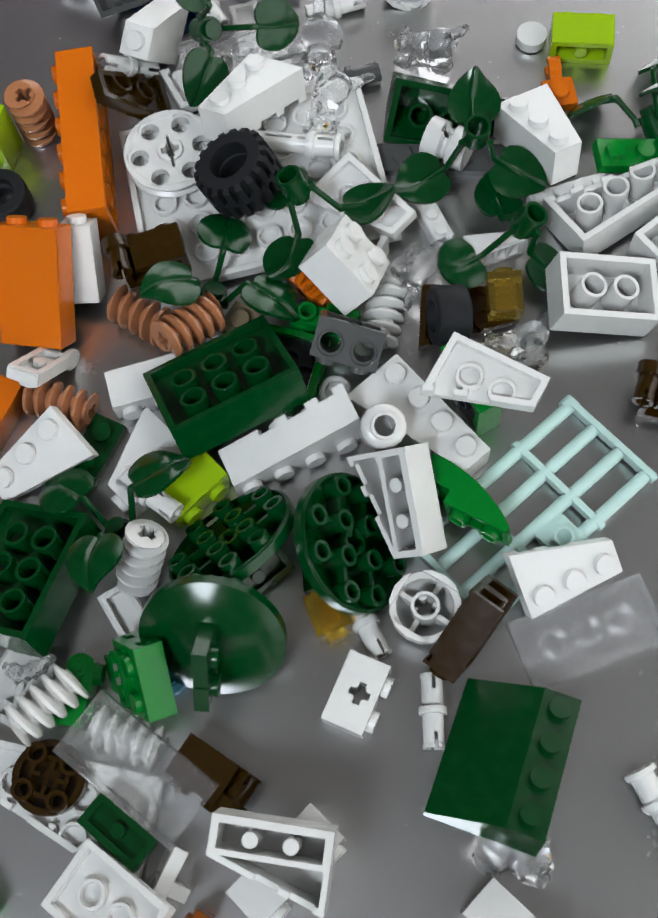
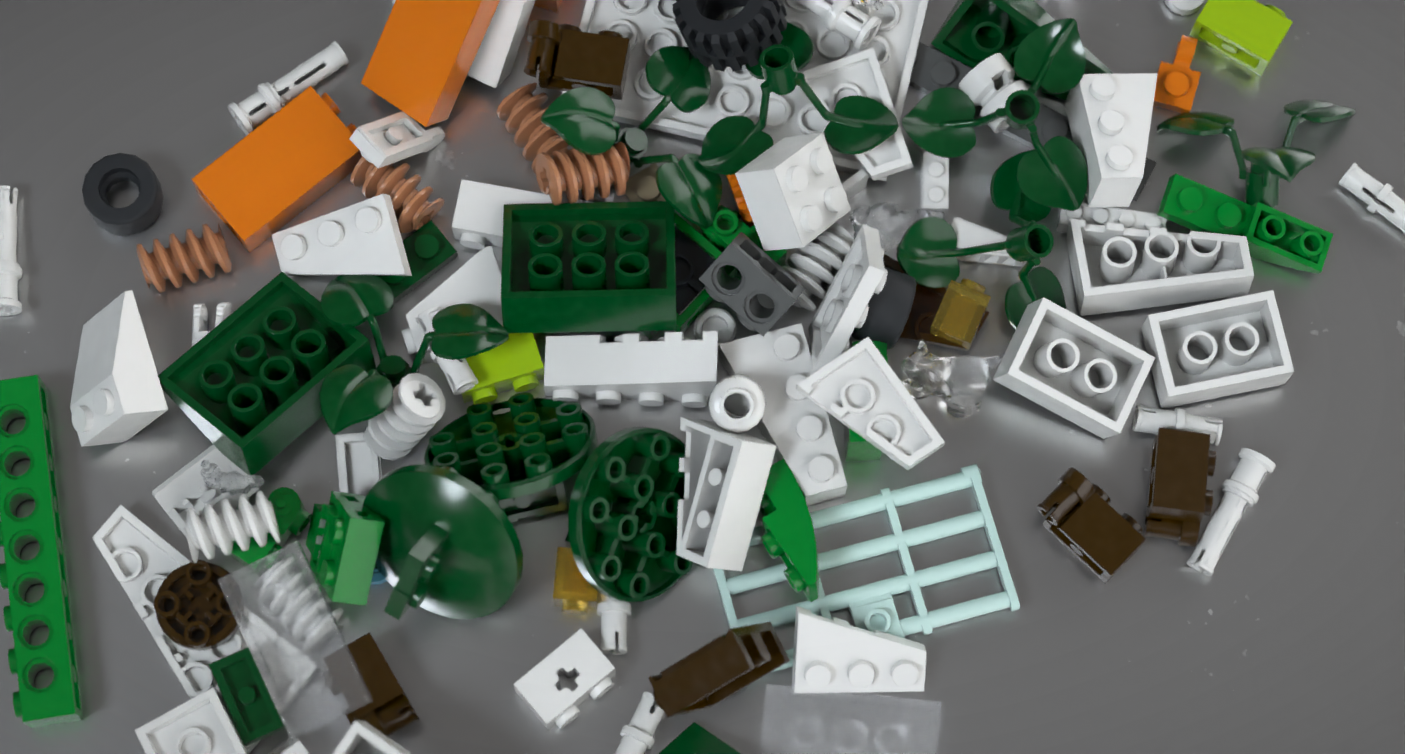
camera: 15 degrees right, 5 degrees up
(422, 317) = (847, 298): none -> white plate
(423, 605) = (681, 619): white cylinder -> none

